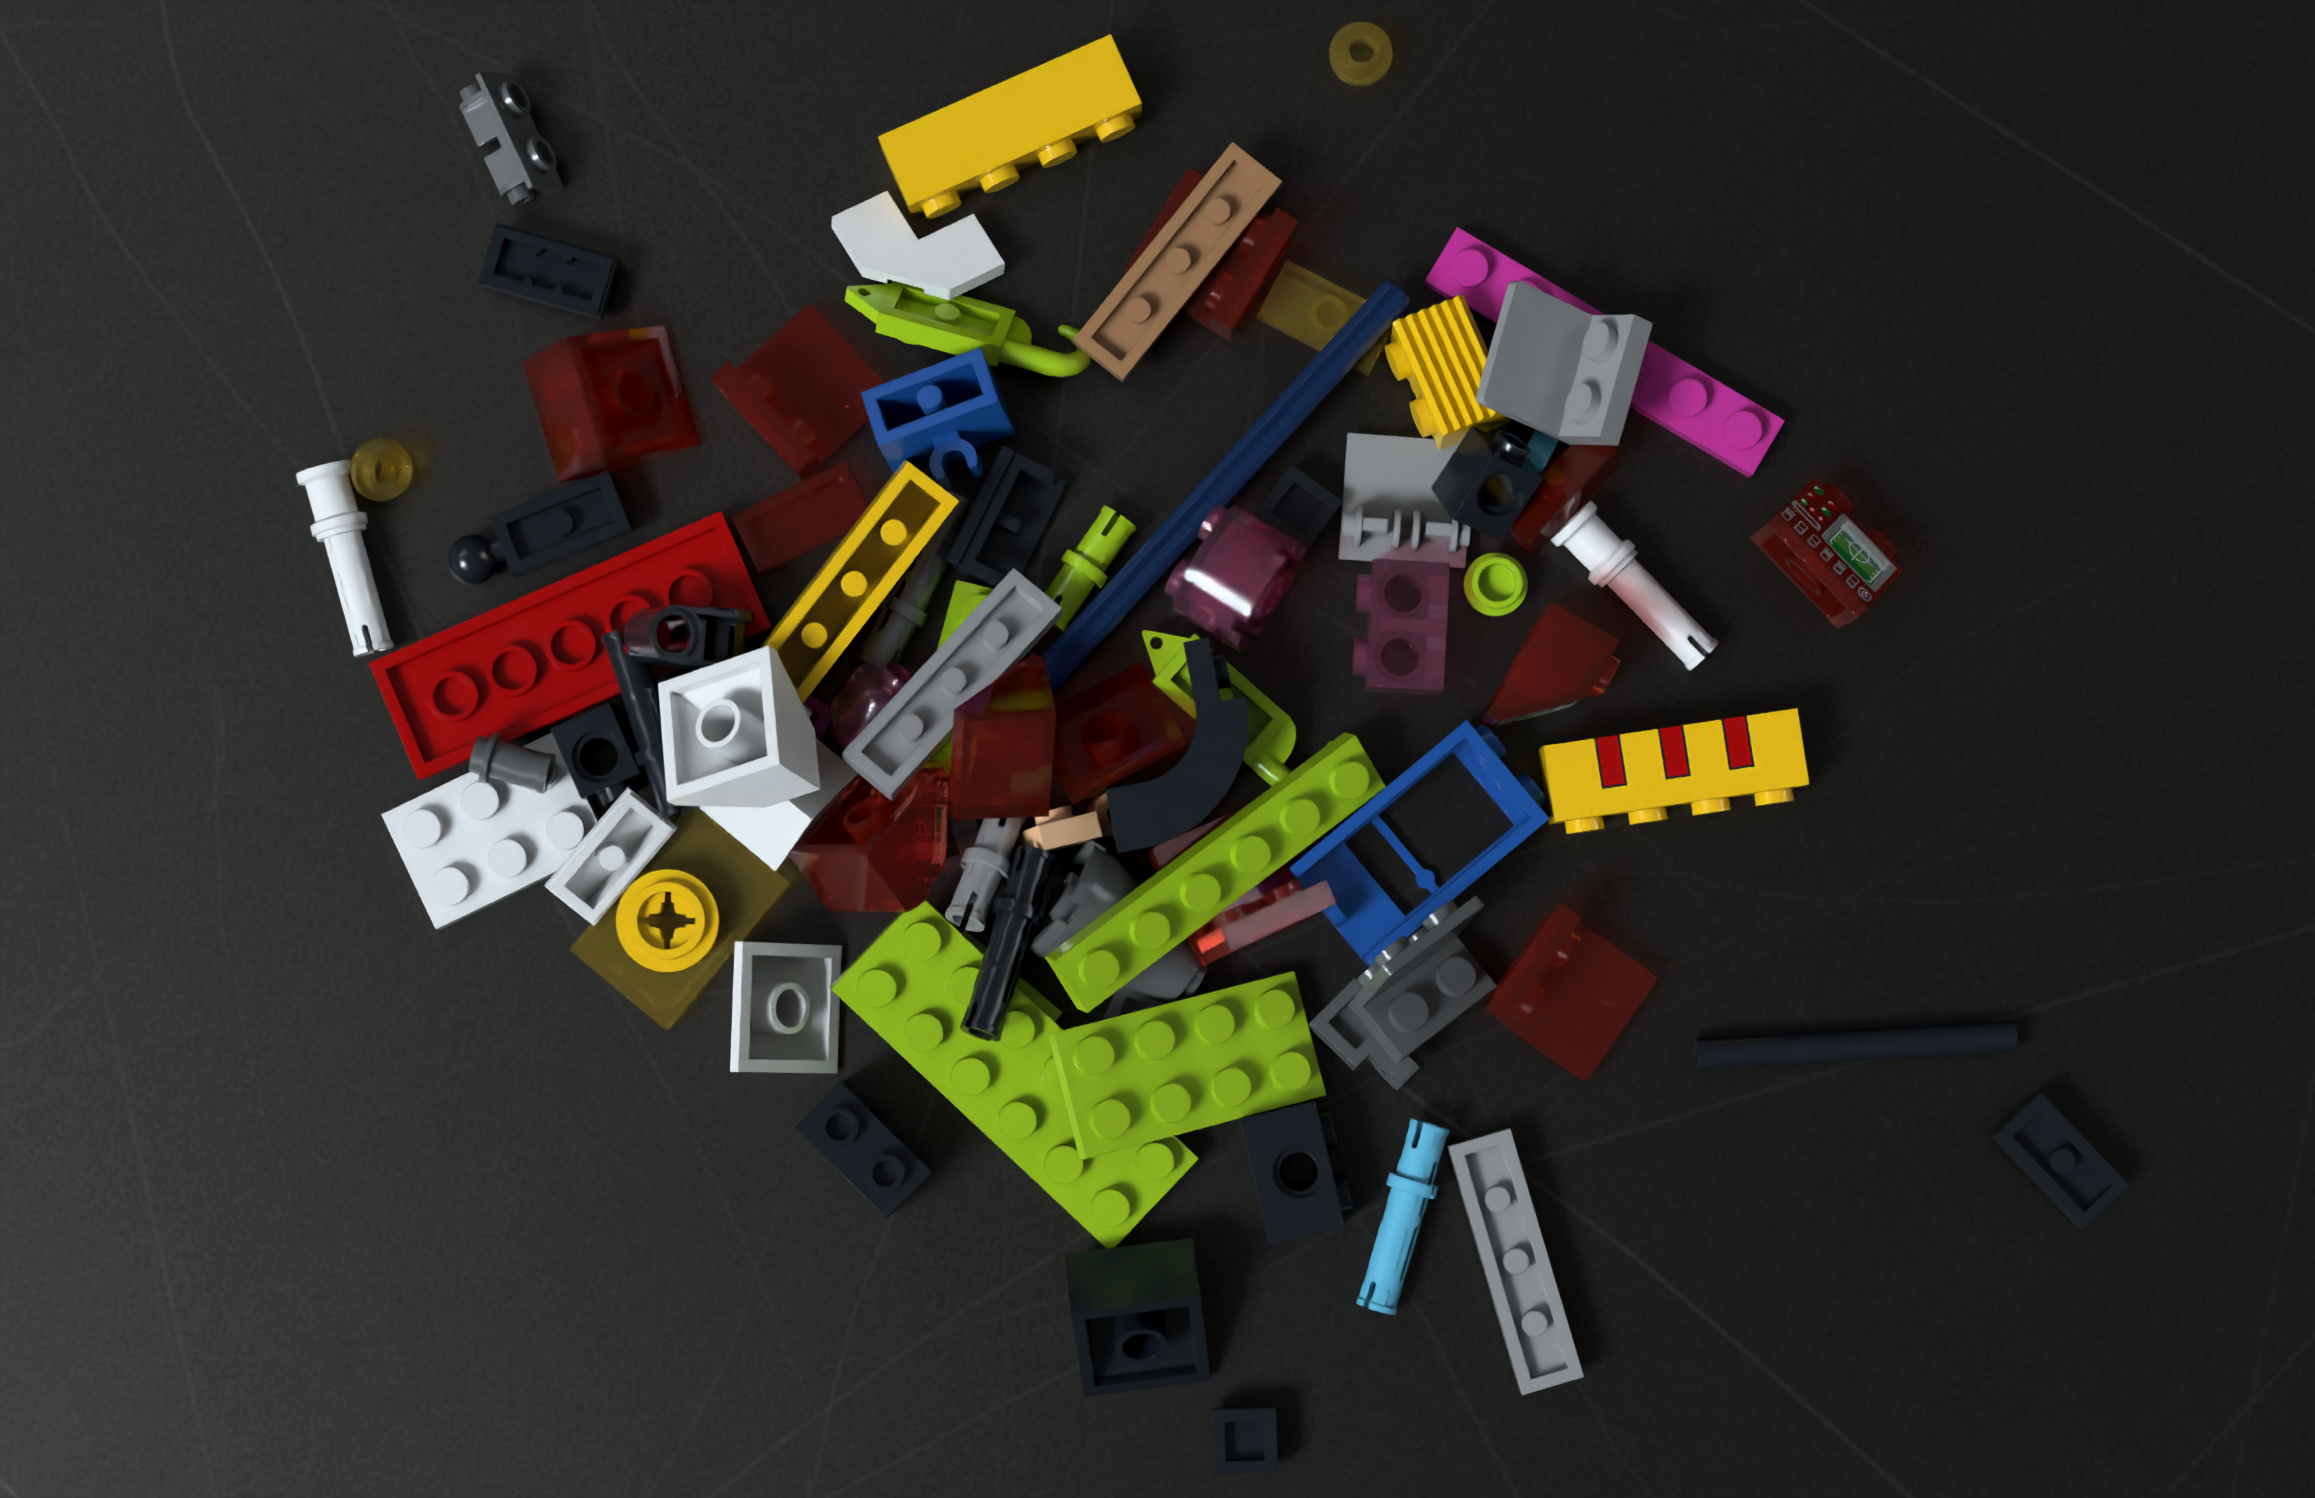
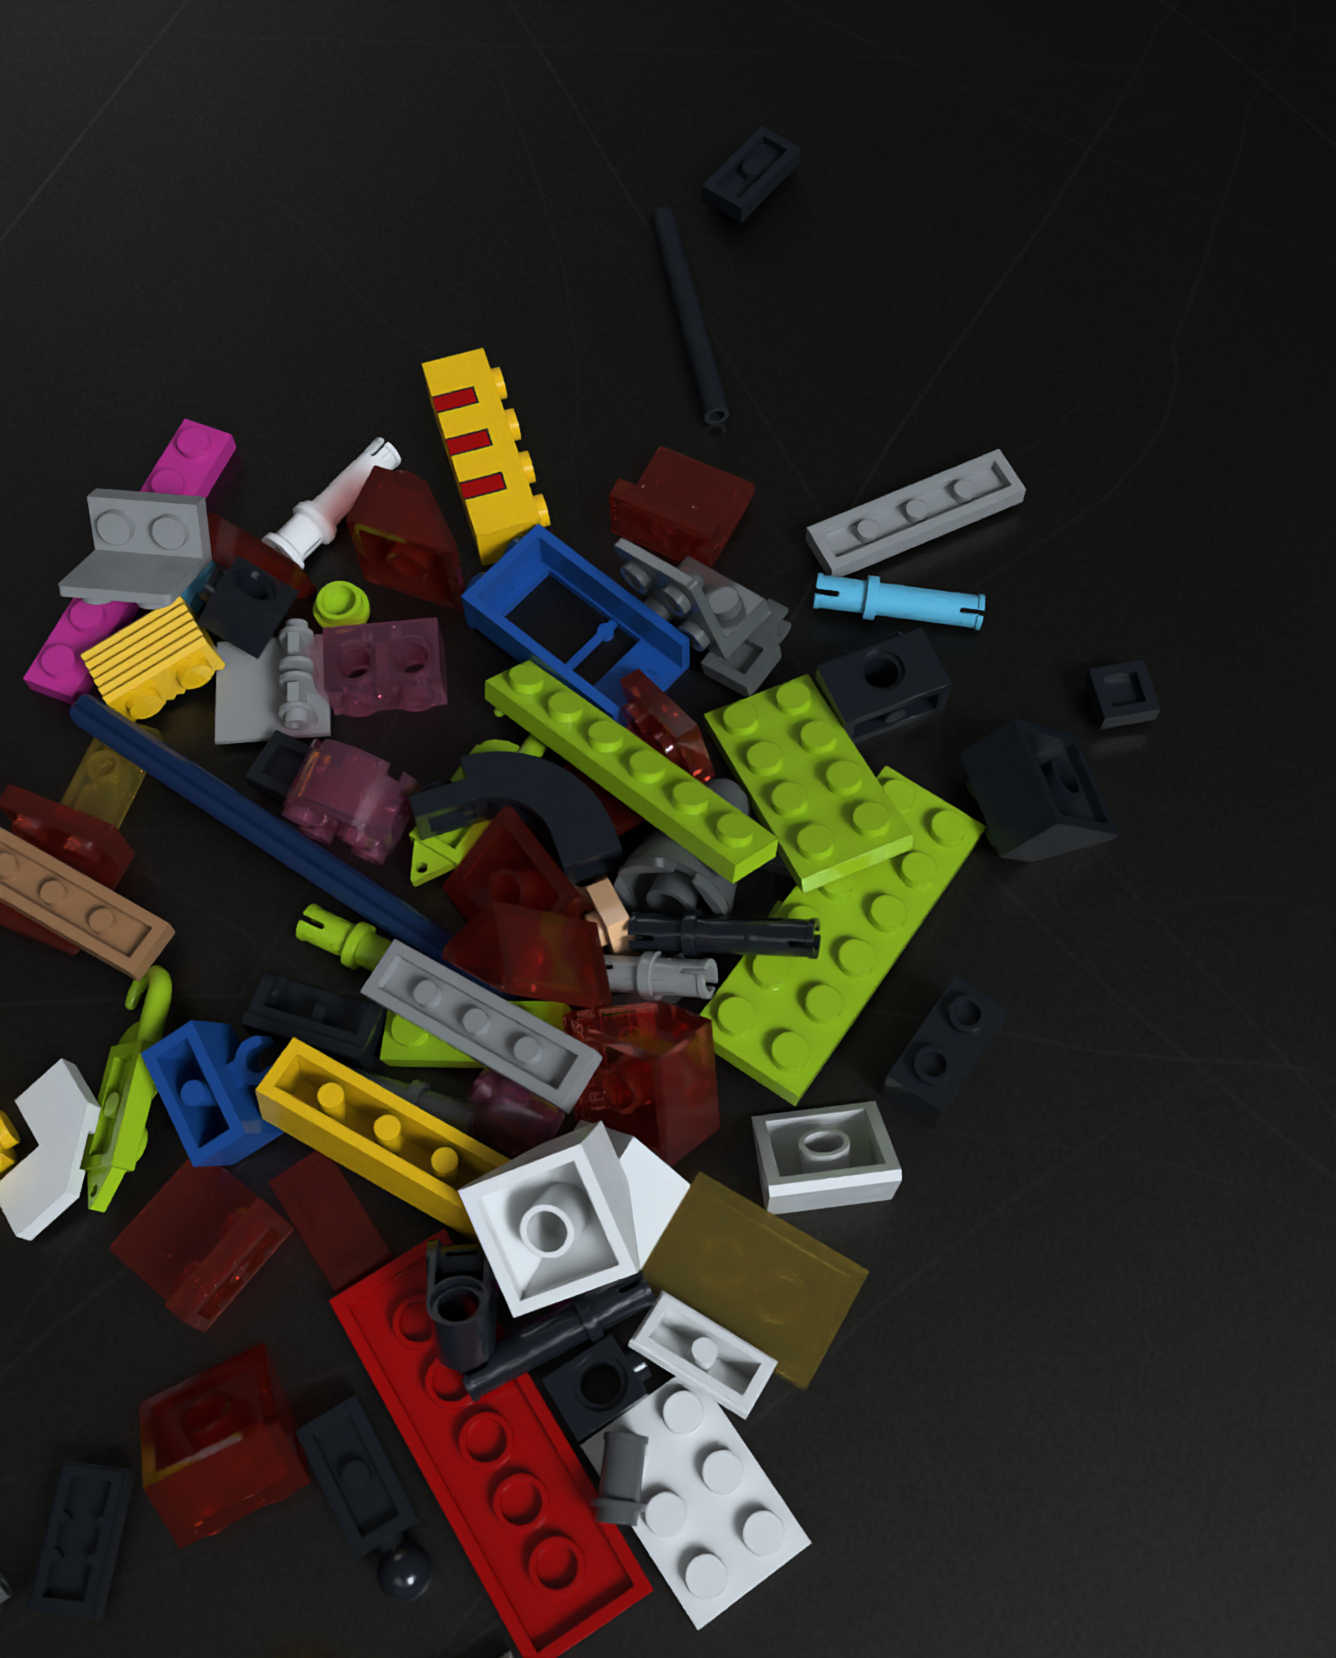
camera: 95 degrees left, 20 degrees down
(647, 897) = (778, 1259): yellow gear -> none
(1828, 552) = (295, 369): clear red slope -> none

